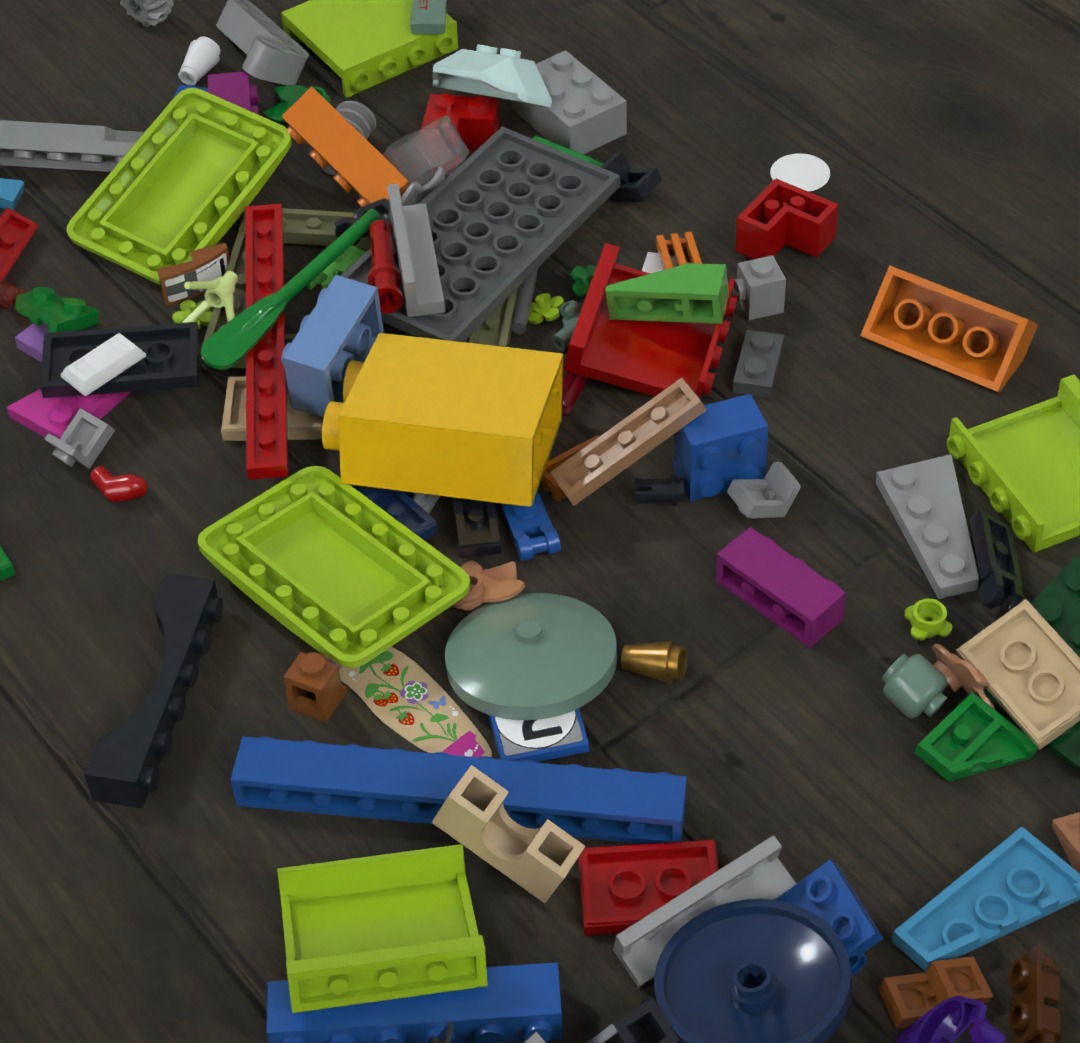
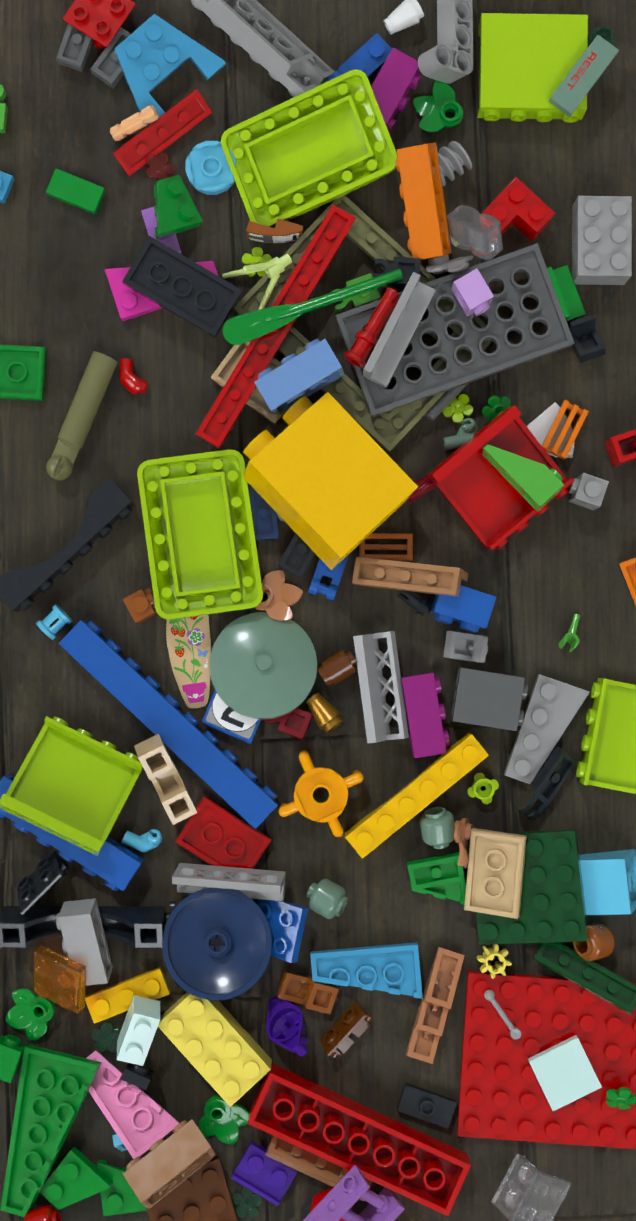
camera: 30 degrees right, 40 degrees up
(72, 270) = (209, 169): none -> medium azure tile
(79, 548) = (81, 415): none -> olive piece
(81, 440) = (128, 329): light grey bracket -> none
(102, 364) = (165, 290): white tile -> none
(205, 776) = (49, 630): none -> medium azure bush
(469, 183) = (472, 293): none -> lavender brick
(492, 75) = (562, 196): light aqua wedge -> none
(546, 950) = (144, 842): none -> medium azure arm
(623, 694) = (293, 723): none -> dark red plate
(629, 603) = (338, 667): none -> reddish brown brick
(692, 598) = (375, 709): none -> light grey fence
(731, 752) = (320, 777): none -> light orange plate
(758, 363) = (544, 543): dark grey plate -> none
(841, 525) = (488, 699): none -> dark grey brick
(850, 672) = (416, 796): none -> yellow arch
(855, 850) = (327, 898): none -> sand green head
(877, 422) = (571, 636): none -> bright green hand

